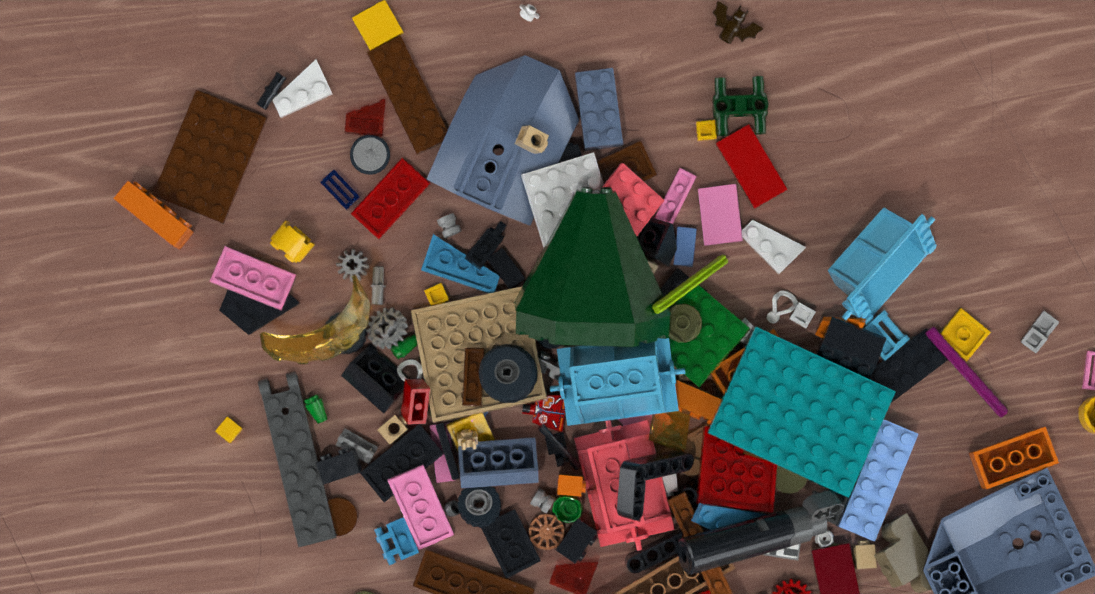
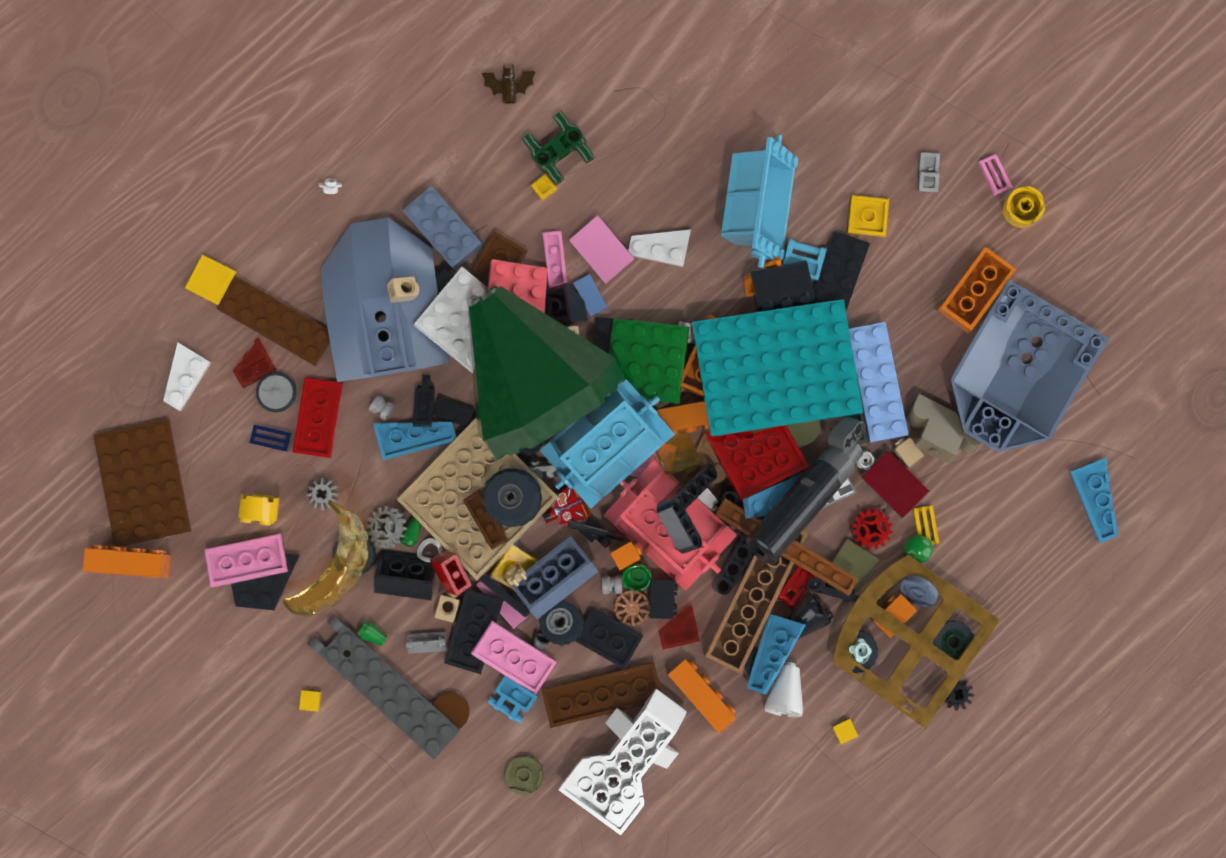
camera: 30 degrees left, 0 degrees up
(271, 91) = (157, 393): black pin -> none
(338, 466) = (422, 669): black brick -> none
(377, 286) = (355, 497): light grey axle -> none
(436, 295) = (409, 472): yellow tile -> none
(684, 323) = (631, 358): olive tile -> none
(689, 284) = (614, 323): lime axle -> none
(751, 166) = (601, 192): red tile -> none
(774, 316) = (702, 304): white piece -> none
(802, 315) = (725, 287): white plate -> none
(966, 372) = (890, 244): magenta axle -> none

